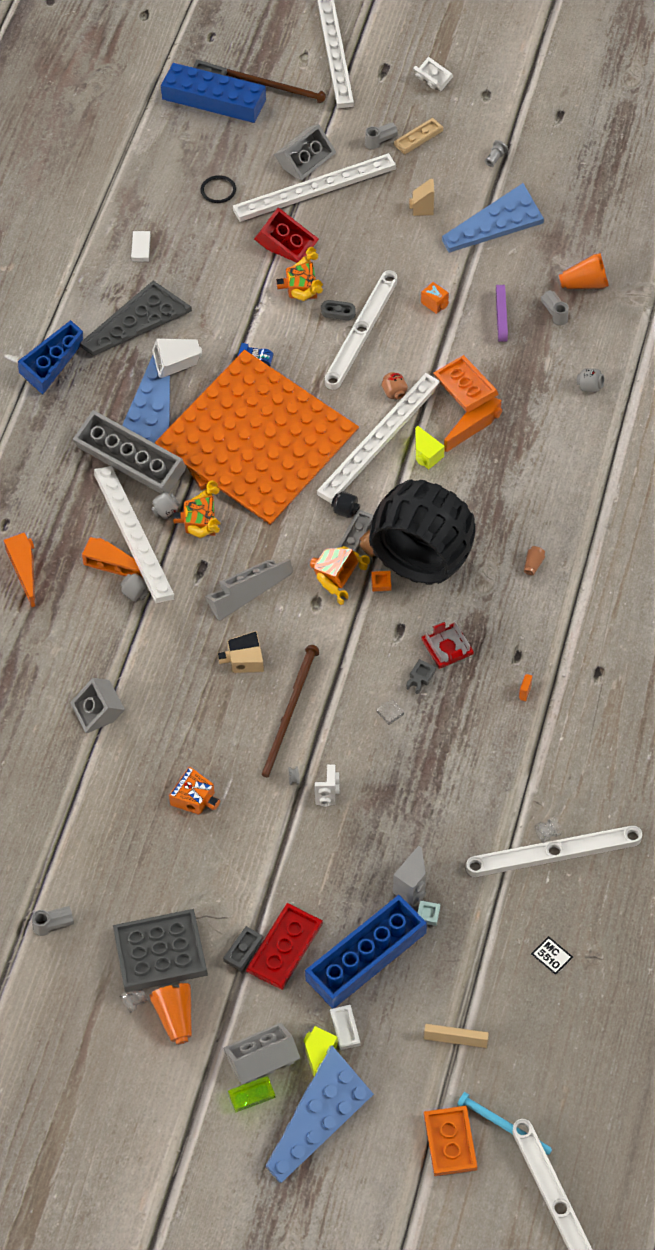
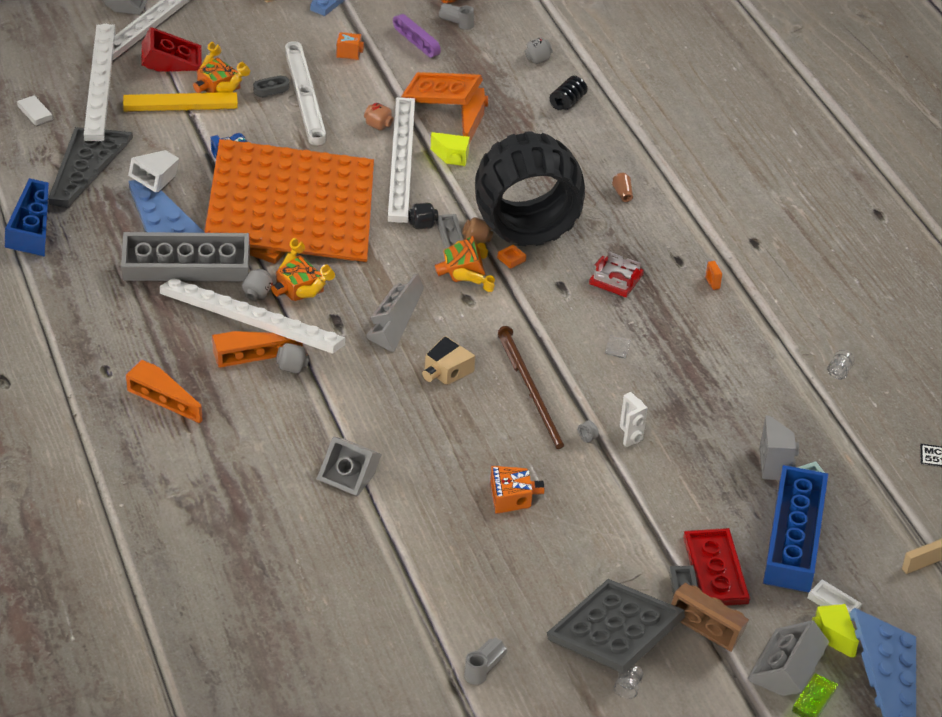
camera: 40 degrees left, 15 degrees down
(174, 1011) = (680, 667): orange cone -> none
(204, 243) = (99, 83): none -> white plate
(218, 177) = (70, 54): black tyre -> none
(229, 983) = (710, 616): none -> medium nougat slope
(257, 291) = (180, 101): none -> yellow tile
(420, 674) = (618, 307): dark grey plate -> none
(539, 853) = (851, 388): white beam -> none
(574, 438) = (568, 93): none -> black piece

